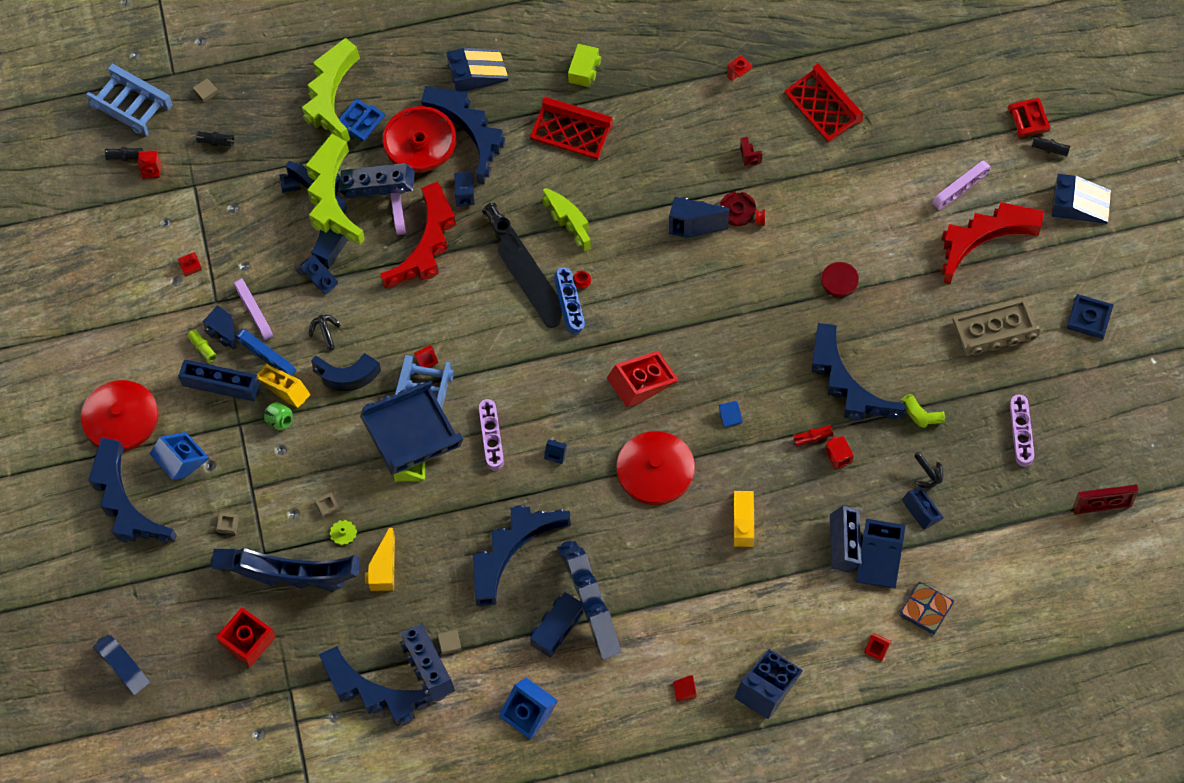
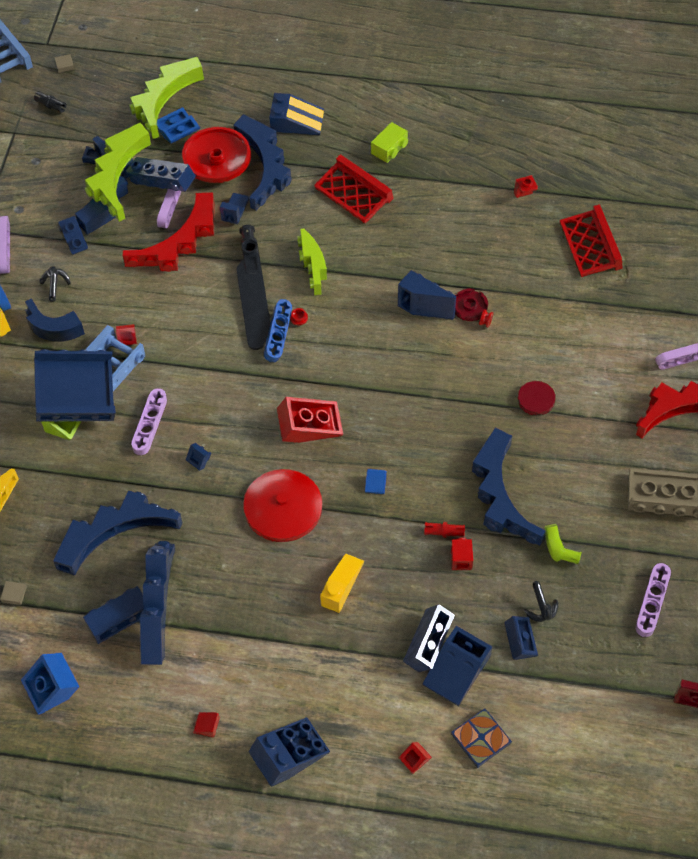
camera: 20 degrees right, 5 degrees down
(747, 152) = (501, 263): dark red bracket -> none

